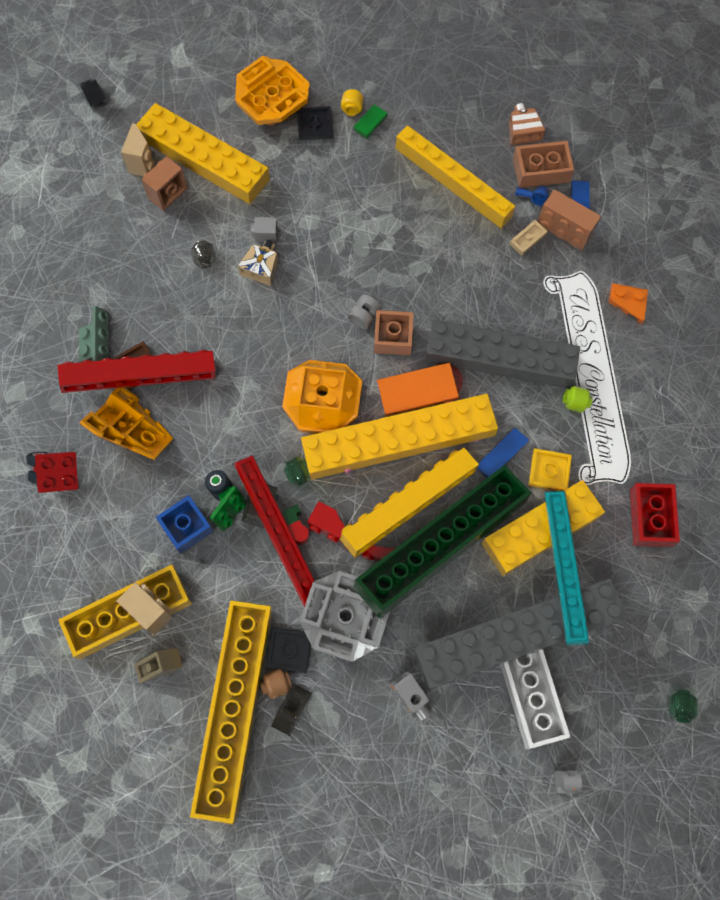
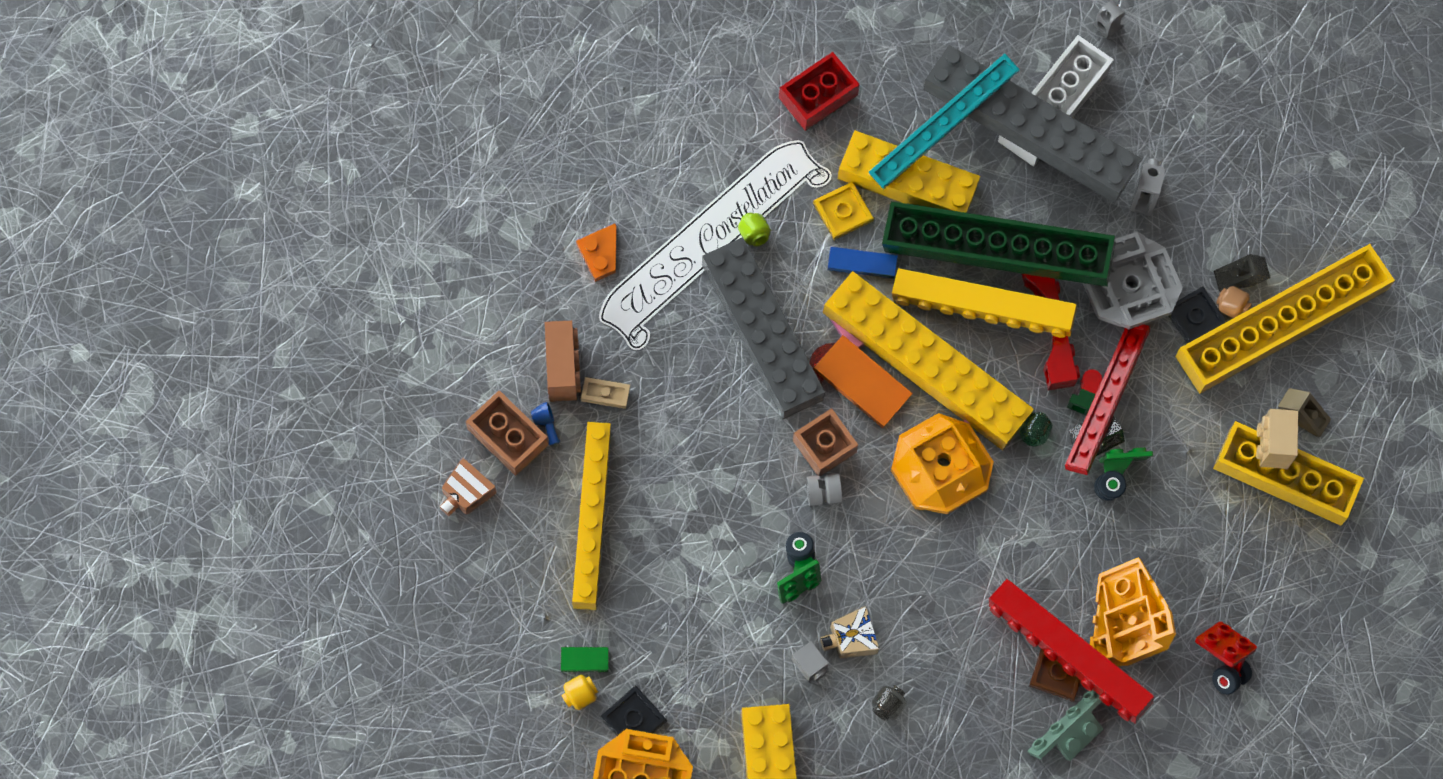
camera: 130 degrees left, 0 degrees up
(184, 524) = (1171, 486): blue brick -> none
(333, 267) = (806, 569): none -> green plate
(581, 192) = (512, 375): blue tile -> none

